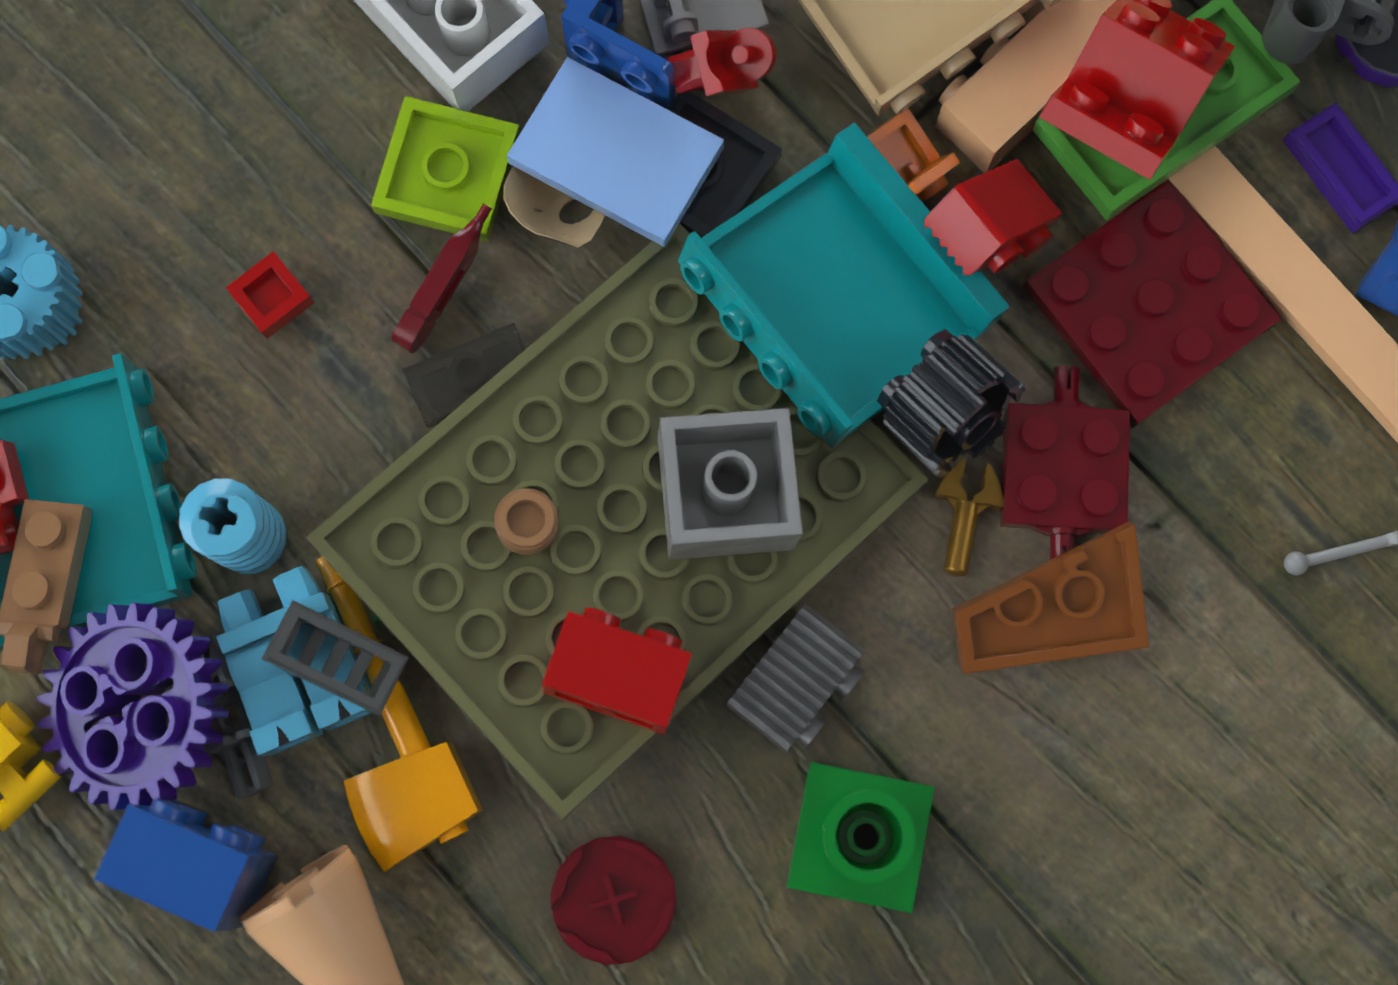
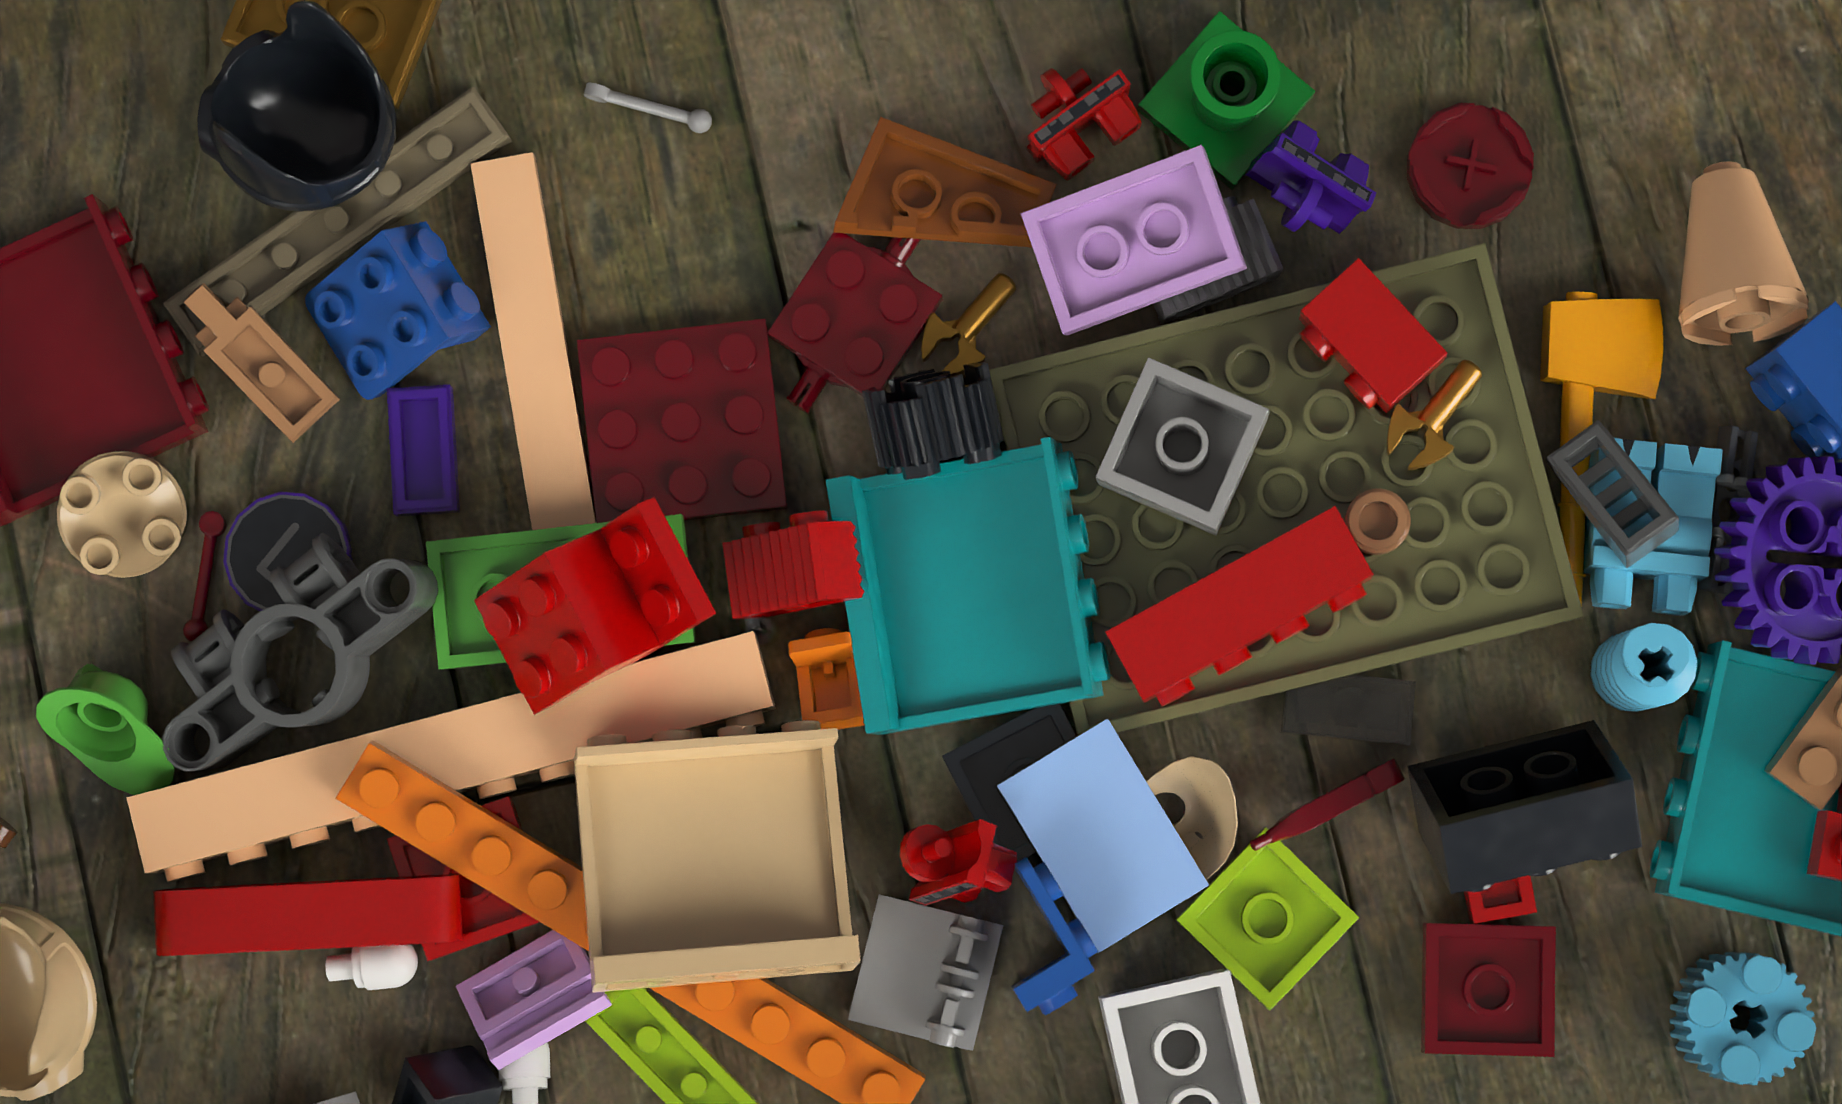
camera: 150 degrees left, 5 degrees up
(235, 210) = (1488, 989): none -> dark red plate
(276, 353) = (1525, 807): none -> black brick
(525, 636) = (1434, 416): none -> pearl gold bar
(603, 384) = (1240, 605): none -> red brick
(745, 790) = (1309, 184): none -> dark purple hips
(870, 646) = (1133, 240): none -> lavender plate
(986, 715) = (1104, 104): none -> red hips

